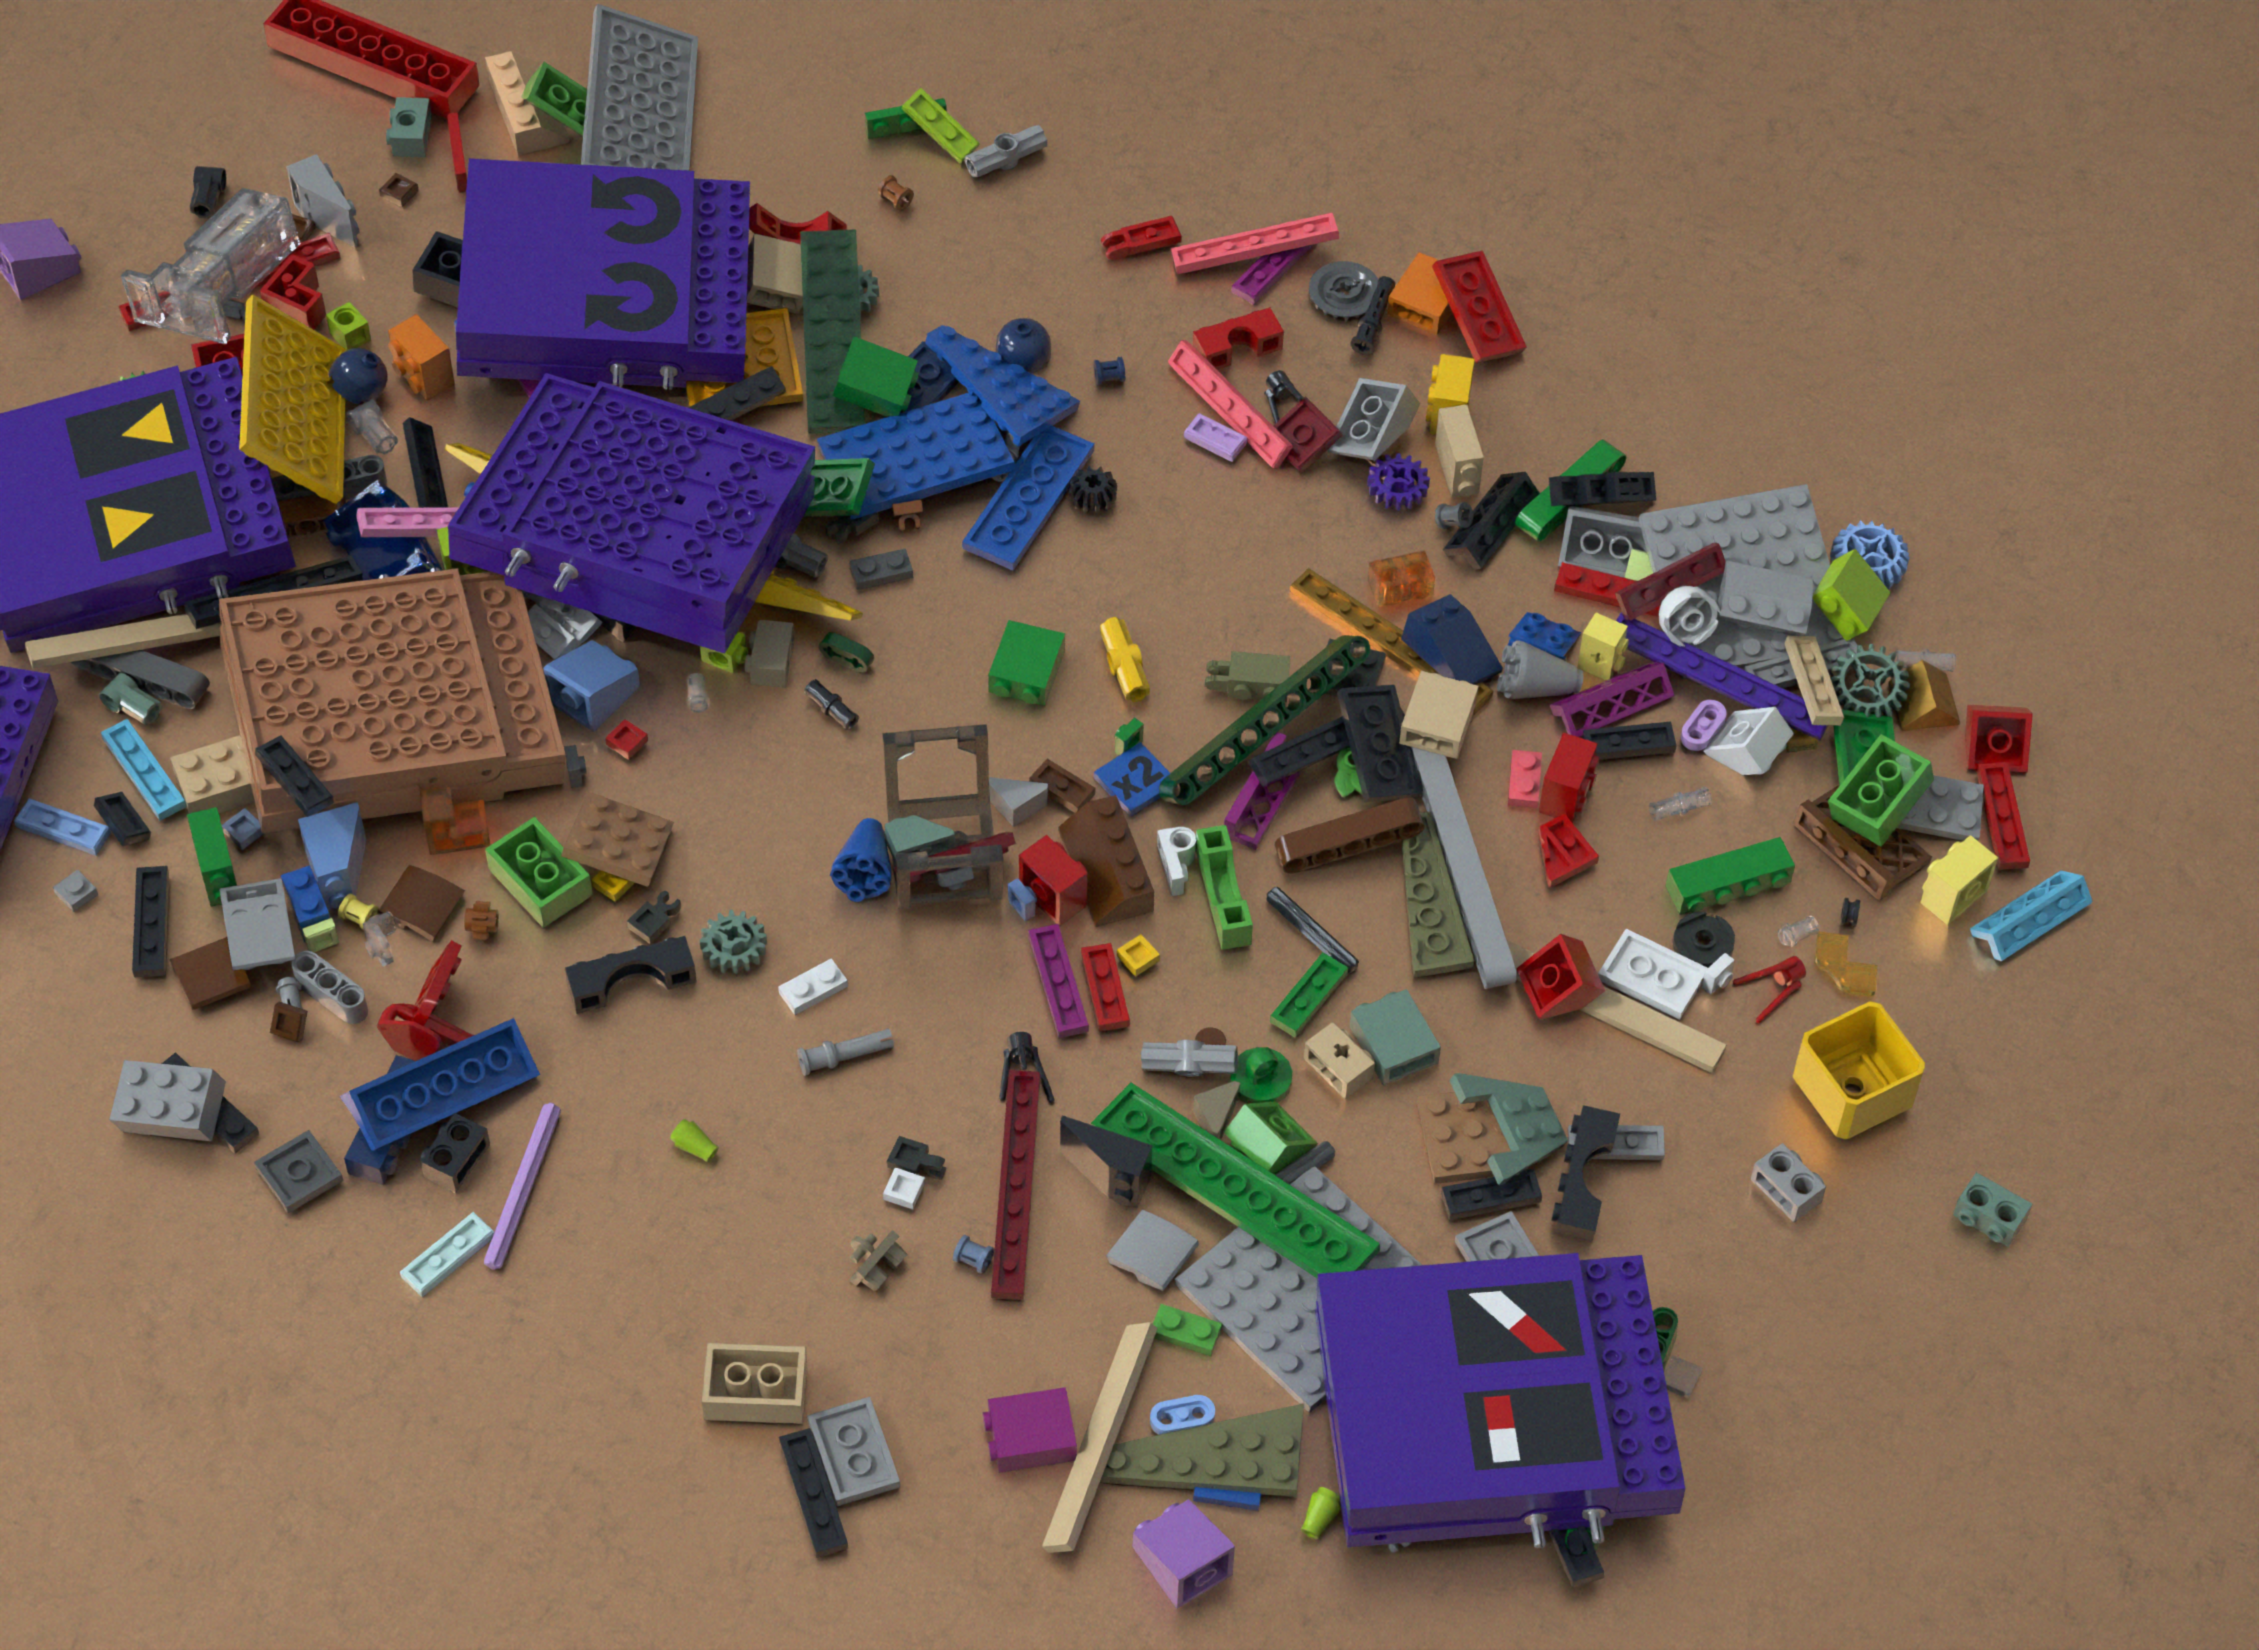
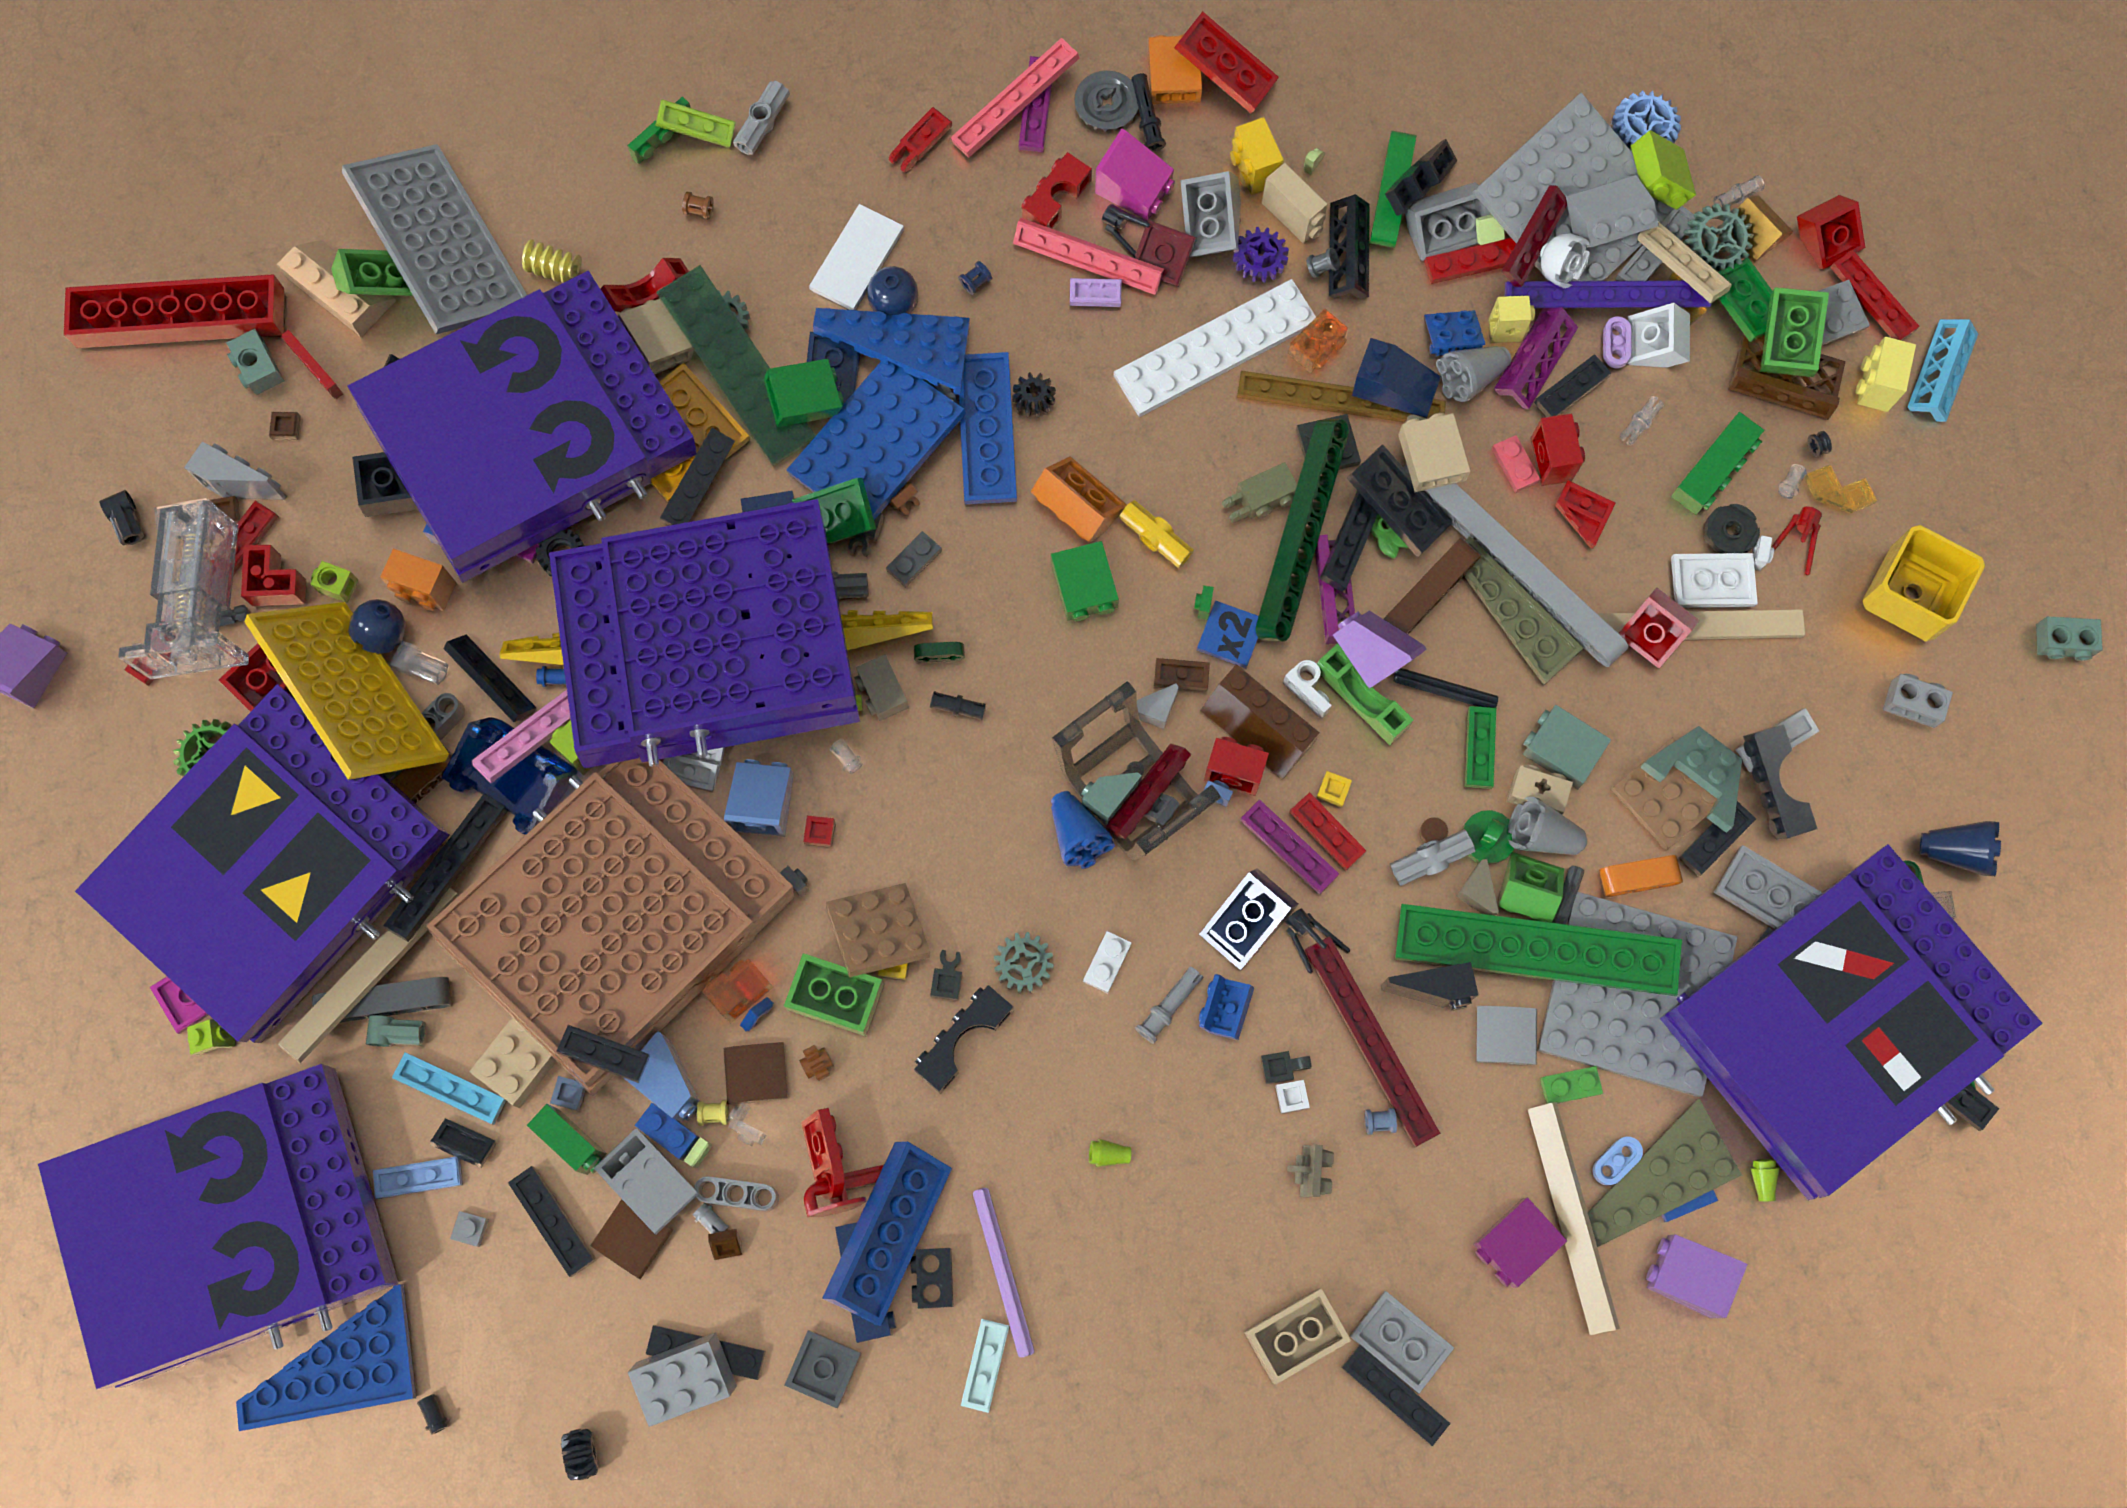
camera: 30 degrees left, 20 degrees up
(32, 1112) = (579, 1454): none -> black gear
(456, 853) = (755, 1012): none -> blue tile
(720, 165) = (550, 264): none -> light yellow piece
(894, 1077) = (1225, 1007): none -> blue bracket
(974, 1016) = (1248, 918): none -> slope
(1025, 295) = (856, 257): none -> white tile
(1070, 592) = (1078, 498): none -> orange slope
(1260, 848) = (1375, 646): none -> slope
(1294, 538) = (1214, 348): none -> white plate
(1319, 356) = (1133, 176): none -> dark pink slope
(1319, 1092) = (1543, 829): none -> light grey cone
(1388, 1185) = (1640, 875): none -> orange beam
(1510, 430) = (1312, 160): none -> yellowish green tile
(1742, 1330) = (1965, 846): none -> dark blue cone

